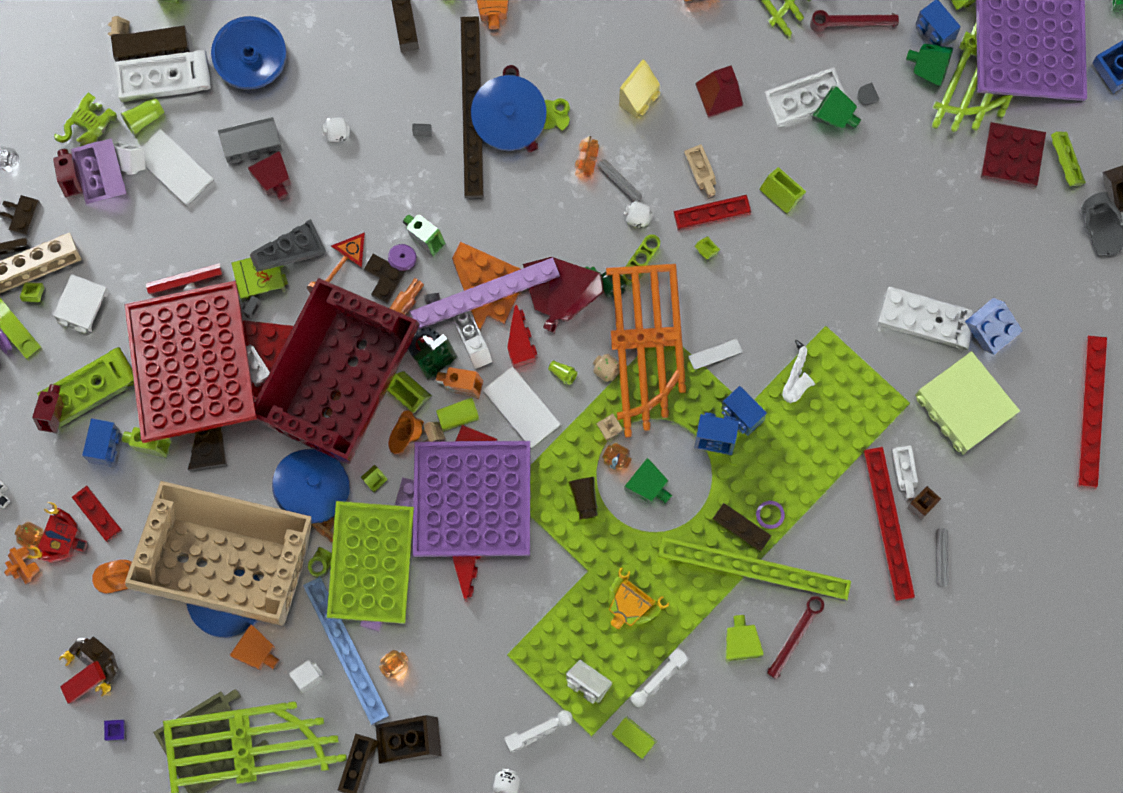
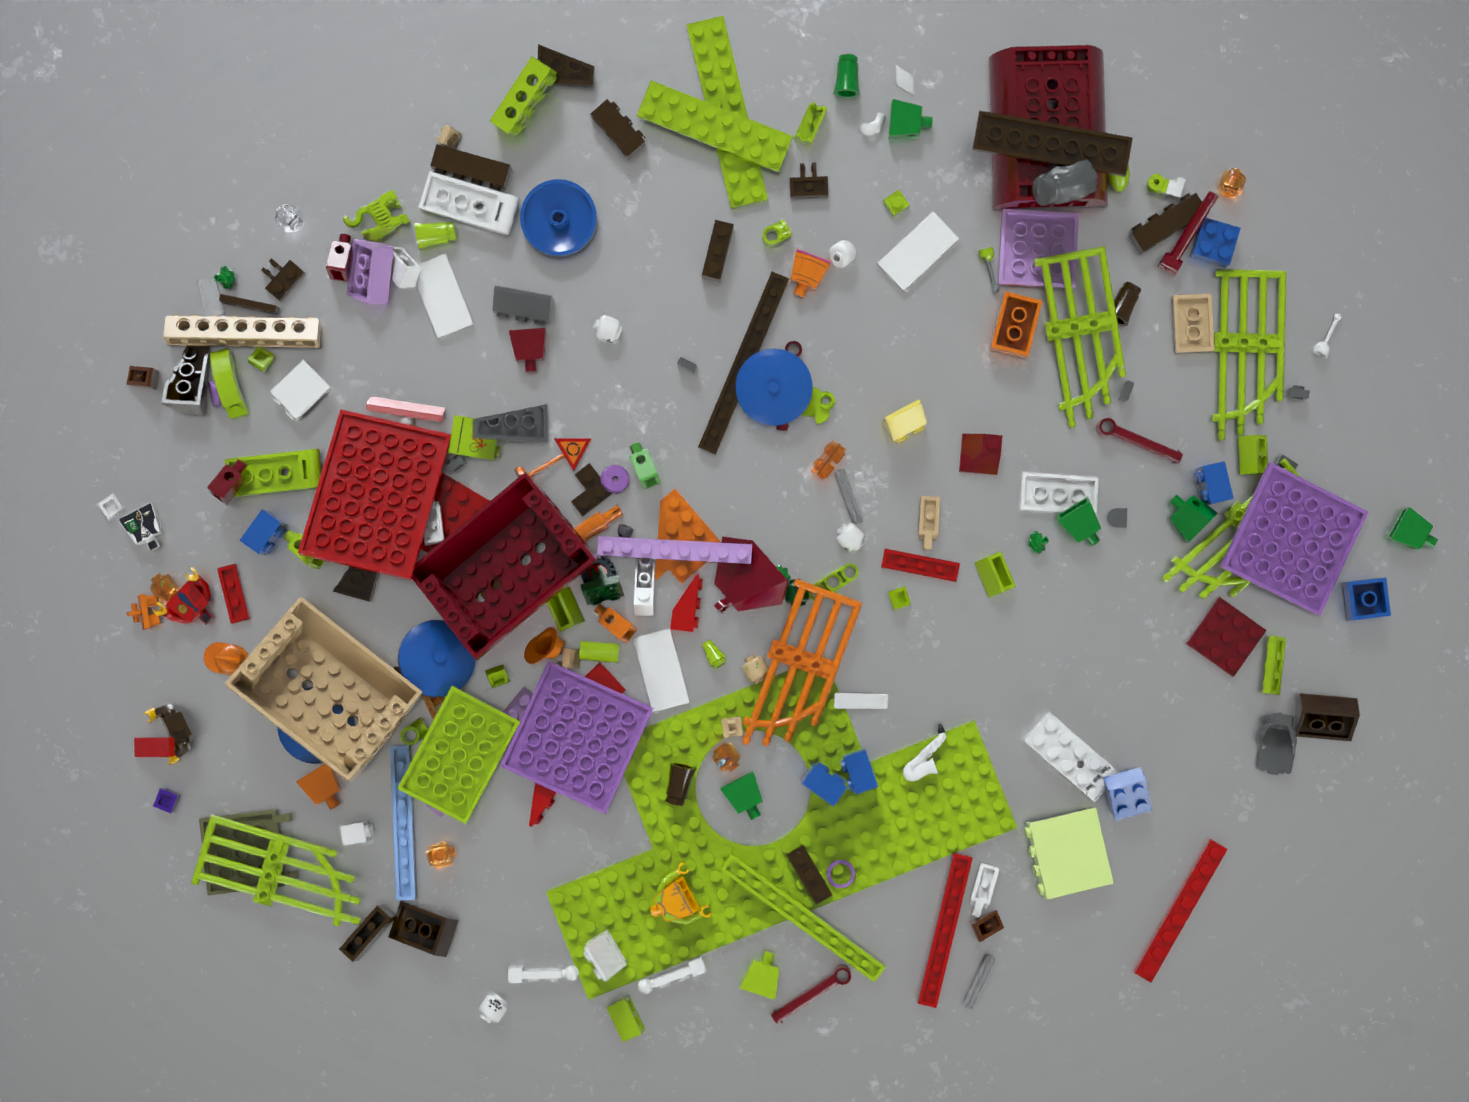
camera: 25 degrees right, 10 degrees up
(807, 145) = (1038, 542): none -> green plant

